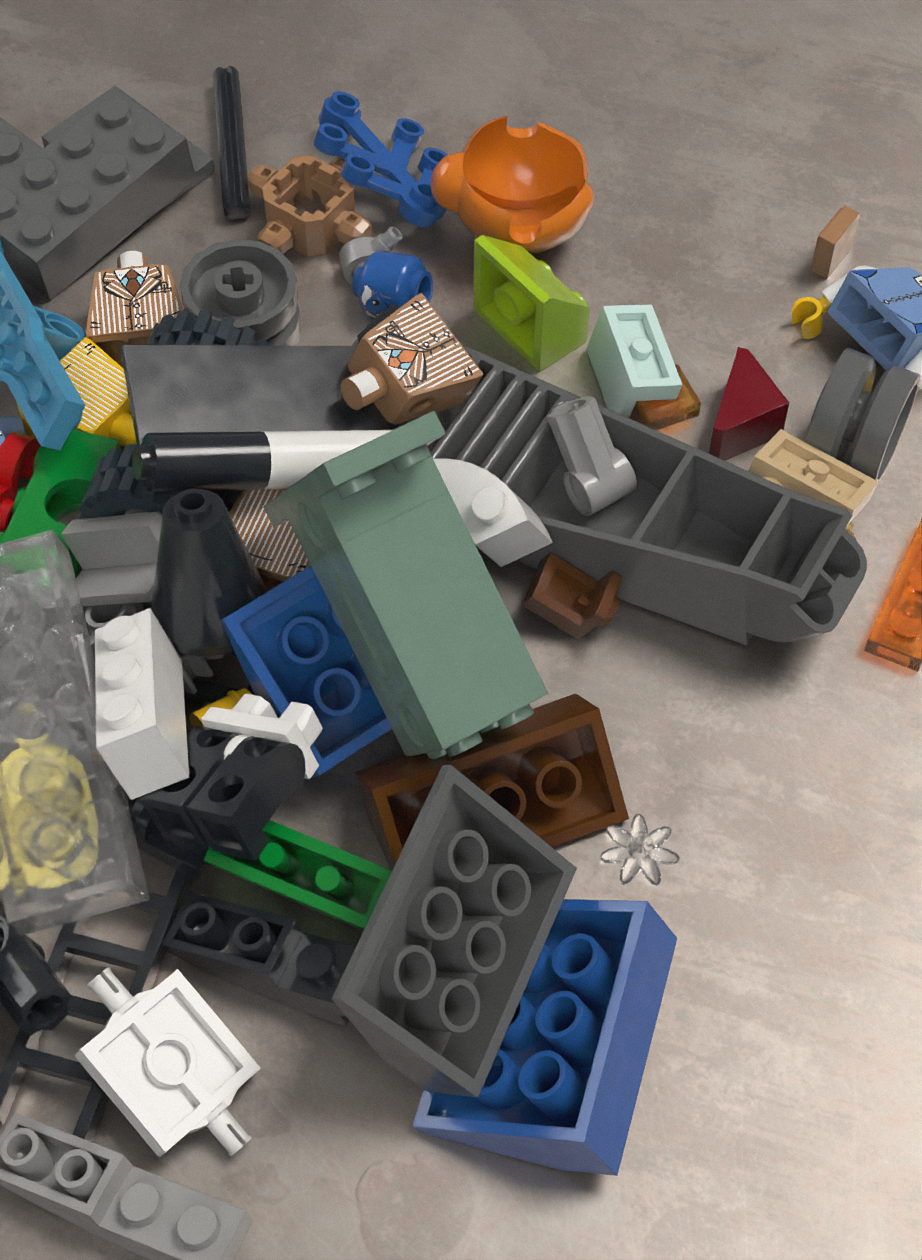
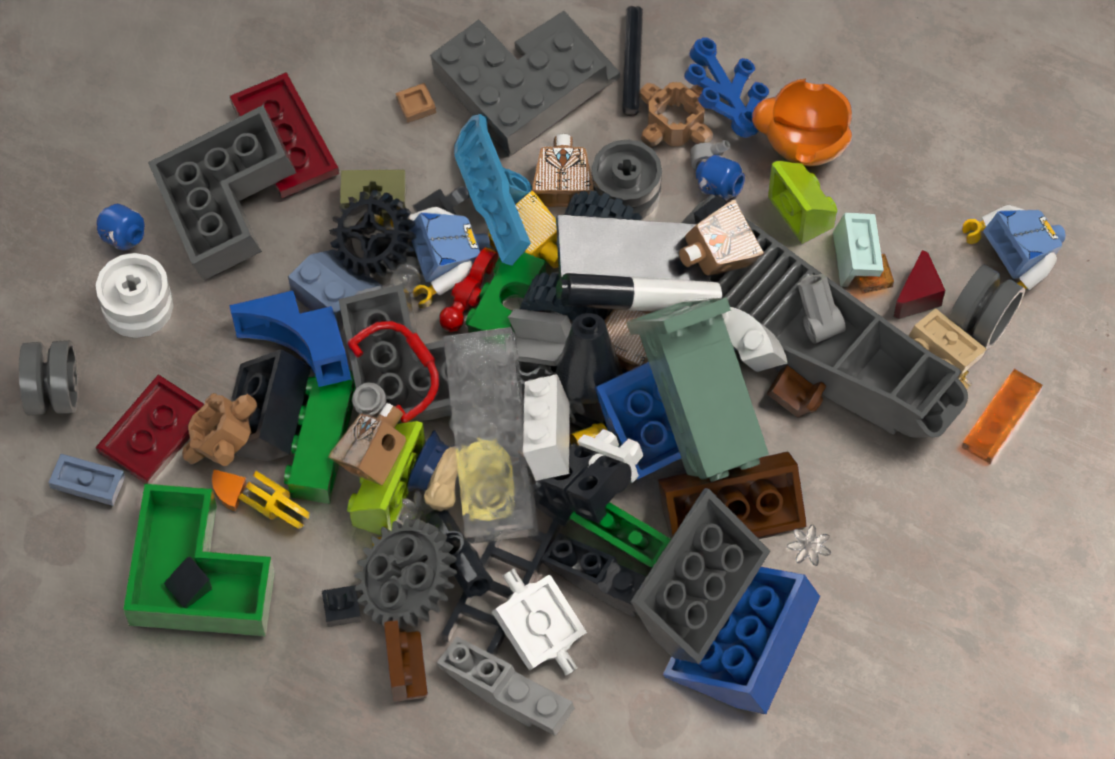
camera: 10 degrees right, 5 degrees up
(835, 241) = (999, 182): medium nougat tile -> none

